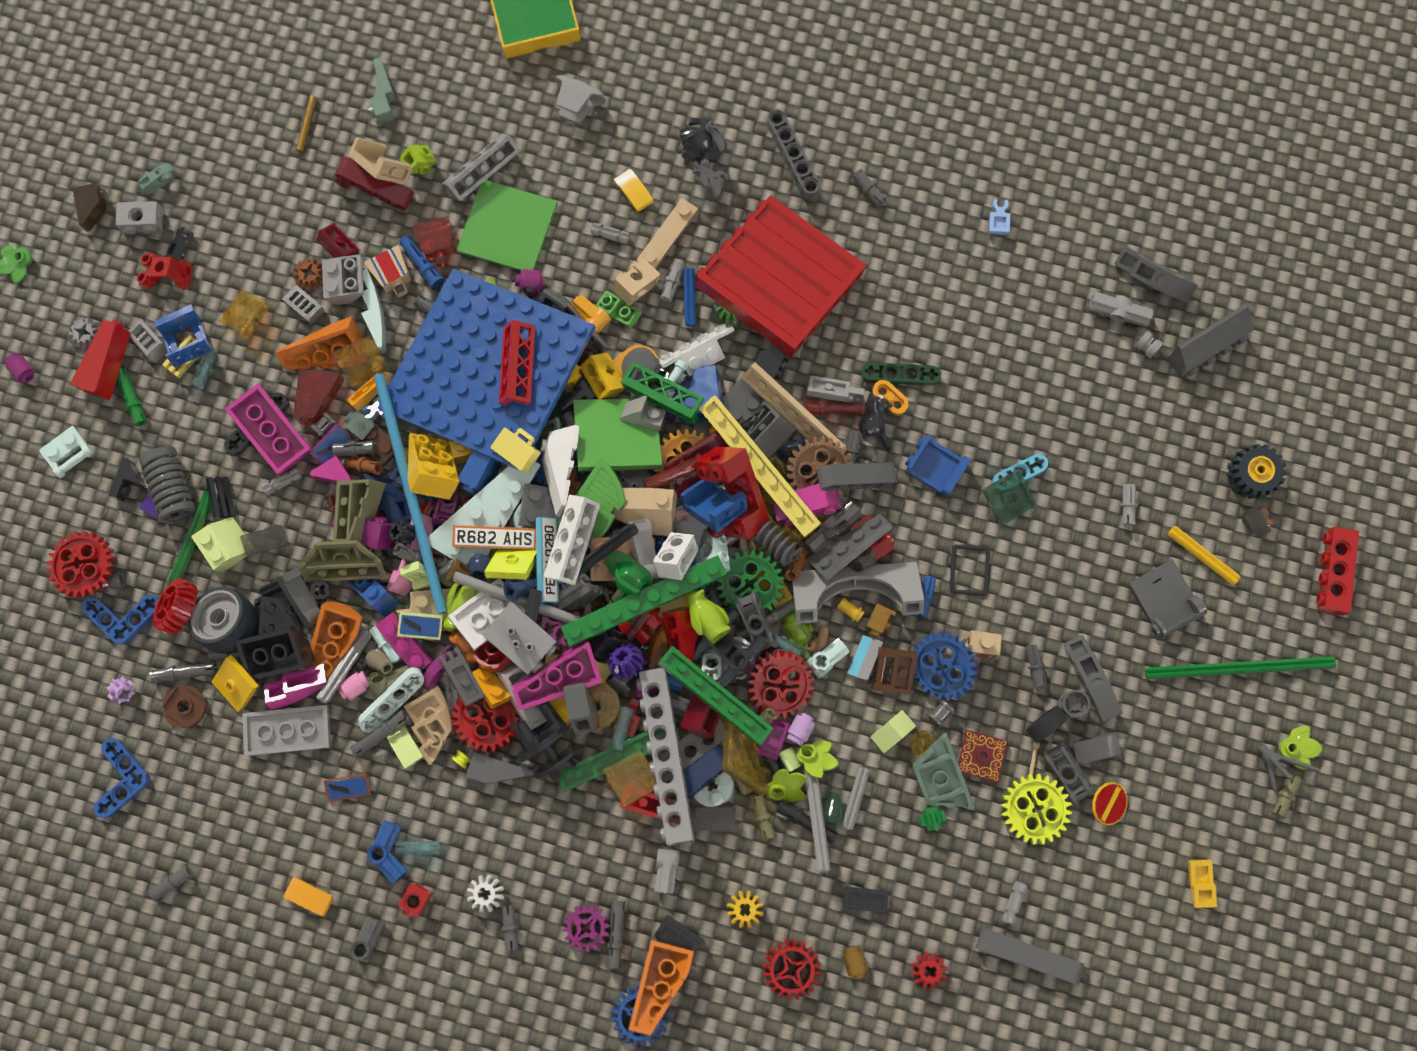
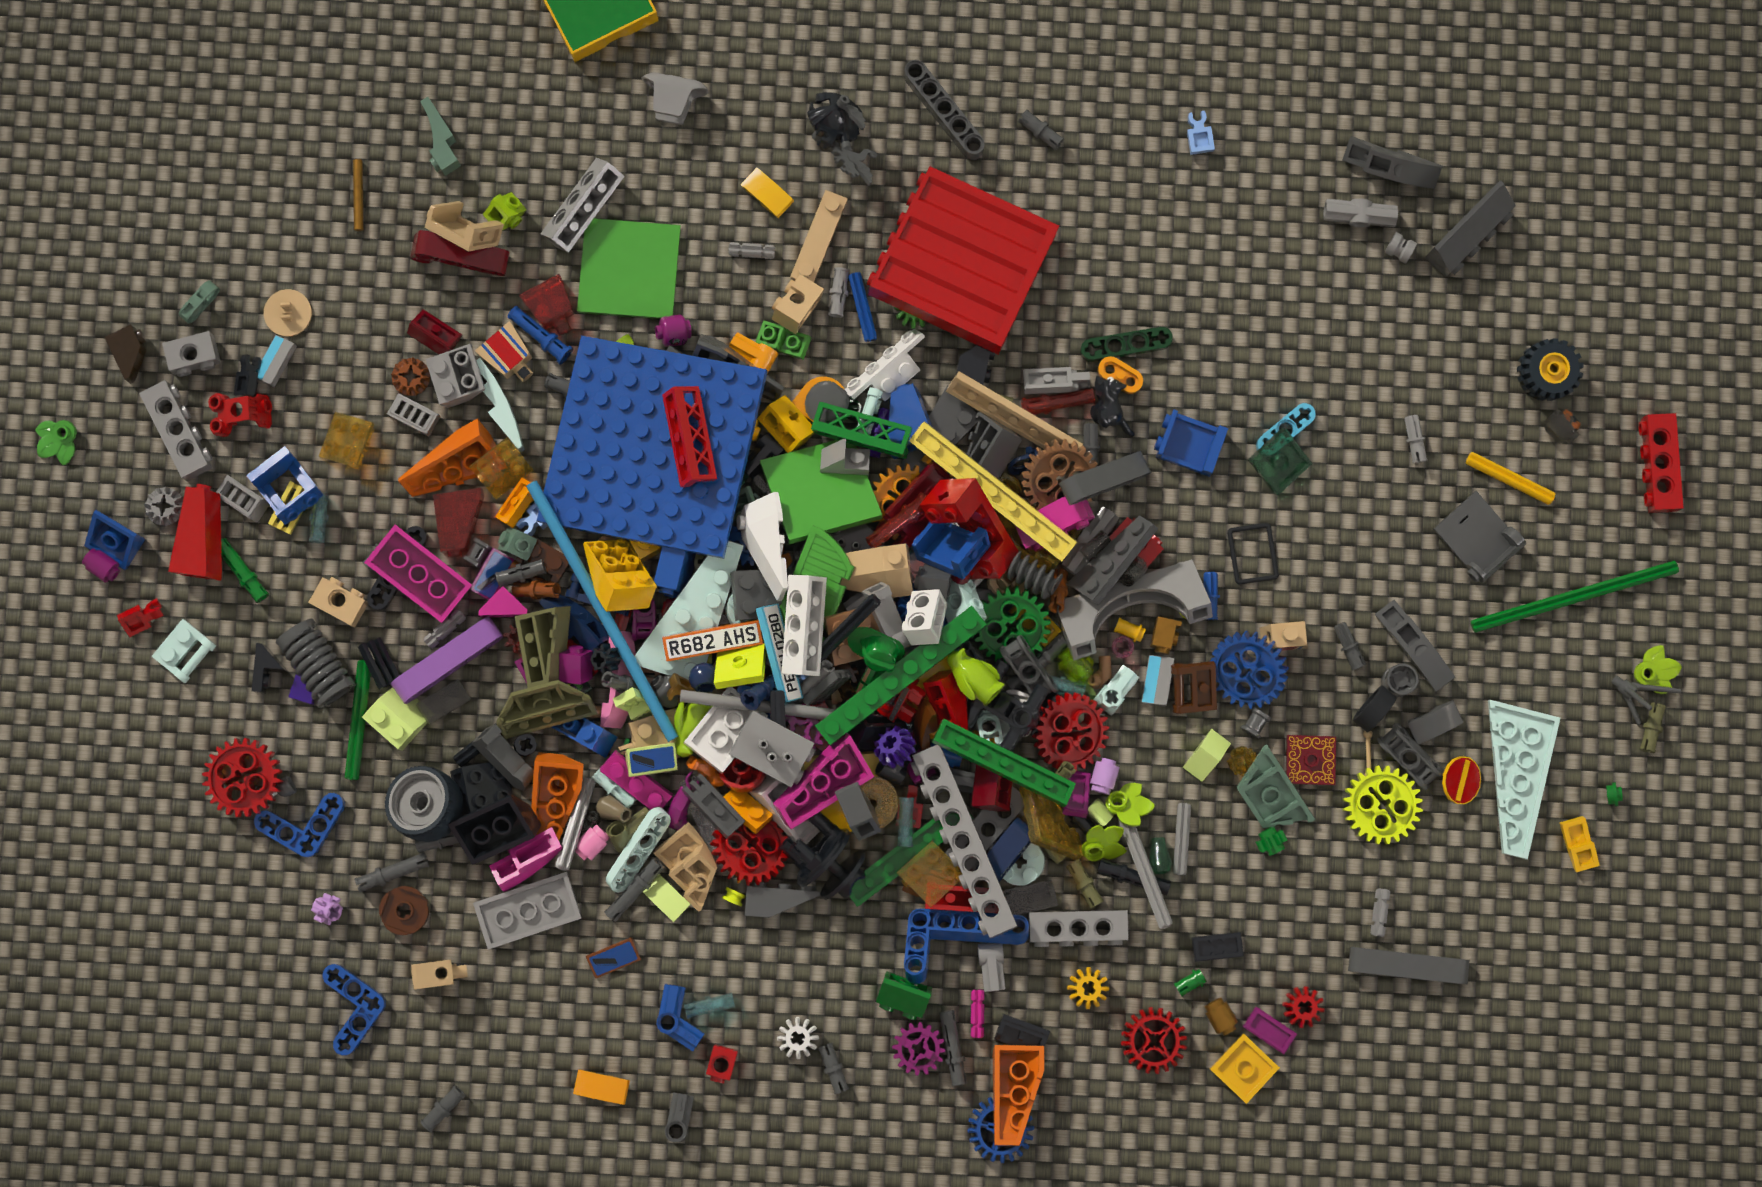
camera: 20 degrees left, 5 degrees up
(35, 349) = (113, 539): none -> blue slope
(35, 418) = (137, 620): none -> red plate
(99, 248) = (155, 399): none -> light grey brick
(175, 606) = (365, 800): red gear -> none
(186, 765) = (424, 974): none -> tan torso
(192, 431) = (325, 596): none -> tan brick
(205, 238) = (275, 360): none -> light grey slope
(225, 203) = (287, 313): none -> tan piece
(234, 683) = (456, 872): yellow plate -> none
(275, 506) = (446, 660): none -> medium lavender beam
(515, 450) = (712, 535): light yellow piece -> none
(584, 878) = (904, 996): none -> green slope
(641, 833) = (954, 932): none -> blue beam
(644, 909) = (977, 1014): none -> dark pink axle
(782, 854) = (1115, 919): none -> light grey brick
(835, 925) = (1190, 982): none -> green pin
(842, 629) = (1125, 654): none -> clear pink bush
(865, 1013) = (1244, 1068): none -> yellow plate
(895, 984) = (1269, 1030): none -> magenta tile
(1165, 799) = (1521, 760): none -> light aqua wing
(1242, 846) = (1614, 794): none -> green plate

